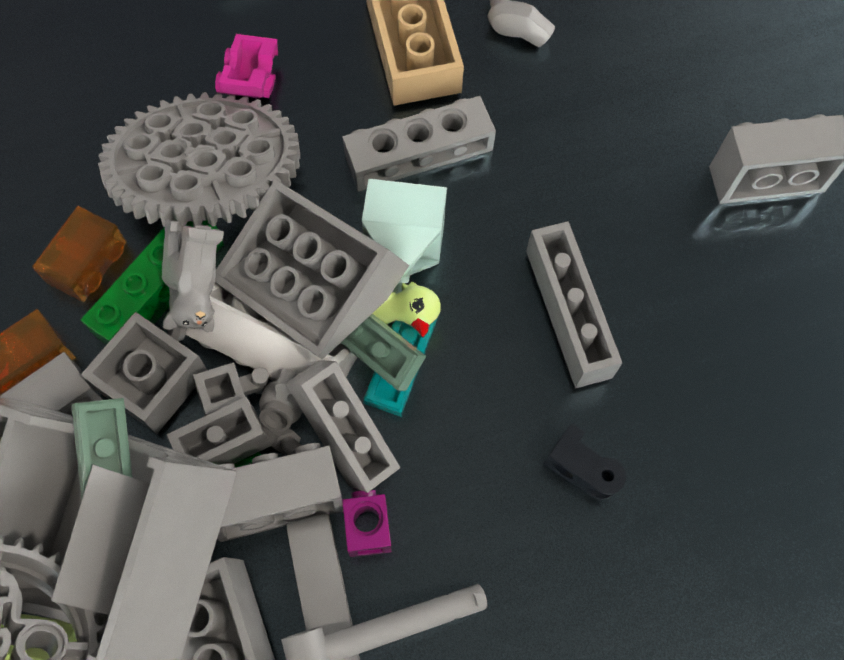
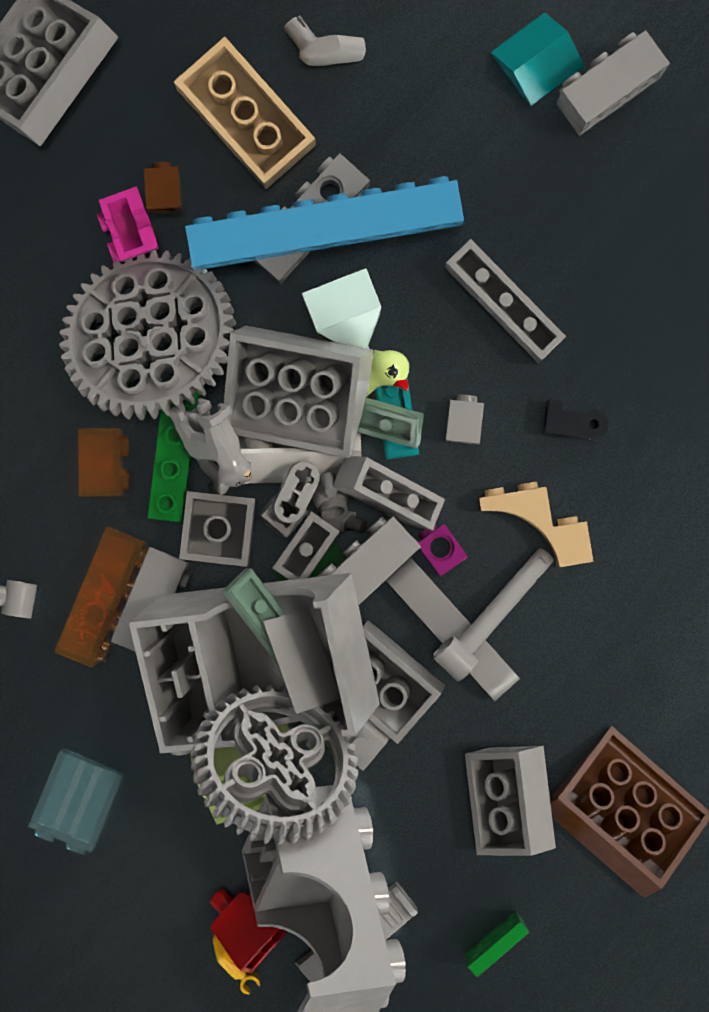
camera: 30 degrees left, 20 degrees up
(237, 361) = (303, 496): none -> light grey beam
(300, 57) = (163, 188): none -> reddish brown brick
(429, 139) = (325, 224): none -> dark azure brick
(466, 402) = (464, 420): none -> light grey brick
(492, 525) = (567, 541): none -> tan arch
(707, 116) = (538, 58): none -> teal slope

